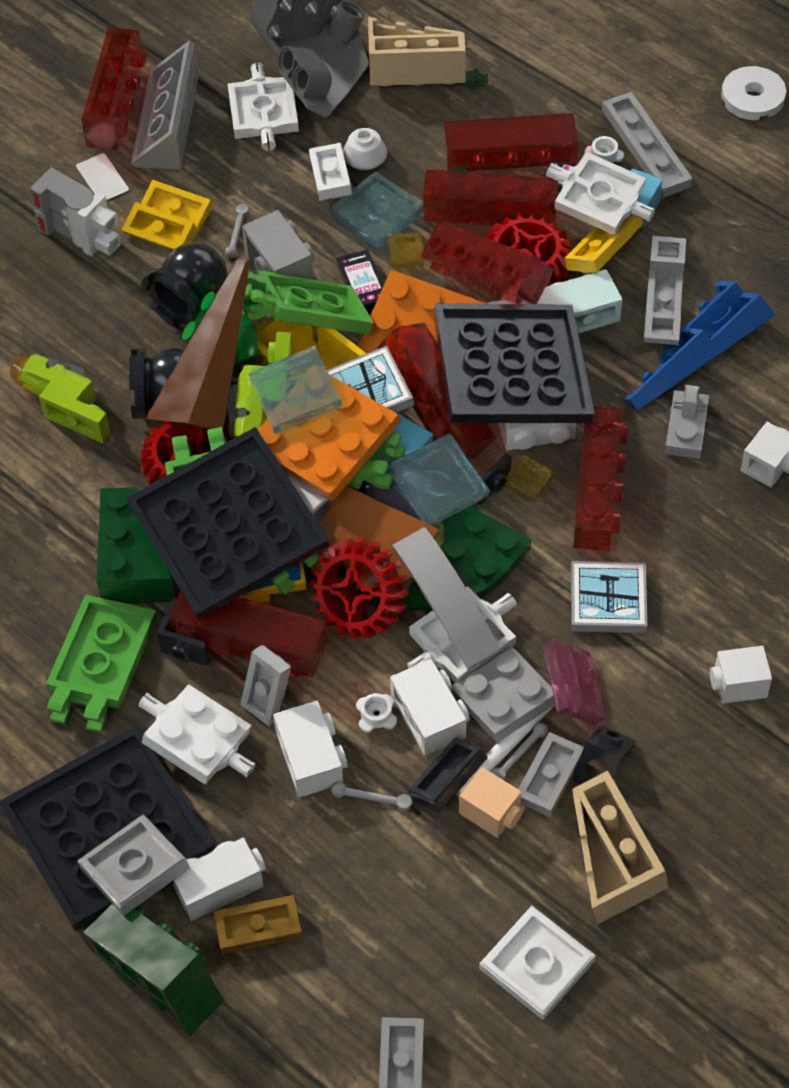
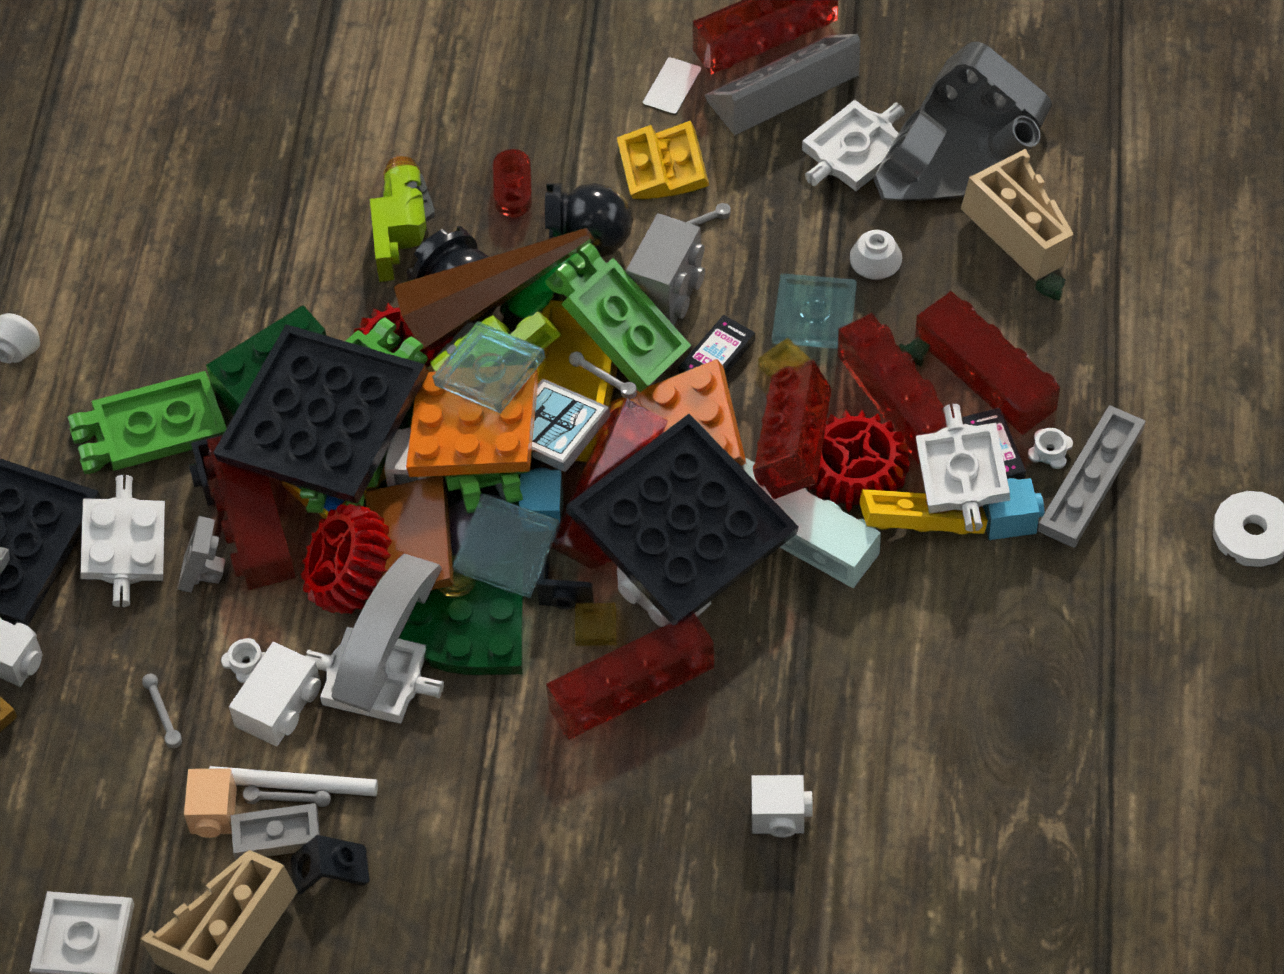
camera: 55 degrees right, 0 degrees up
(74, 212) = (591, 90): hips -> none
(106, 314) = (512, 185): none -> clear red plate
(309, 748) = (167, 630): white brick -> none
(330, 171) = (820, 244): white plate -> none
(372, 332) = (628, 389): none -> light grey hinge
(447, 774) = (219, 751): black tile -> none
(504, 694) = (334, 745): light grey plate -> none
(574, 682) = (382, 790): clear pink plate -> none
(608, 597) = (509, 767): tile -> none
(665, 290) = (908, 606): light grey slope -> none
(687, 423) = (766, 716): light grey hinge -> none
(717, 327) = (903, 672): blue wedge -> none
(741, 674) = (497, 925): white brick -> none

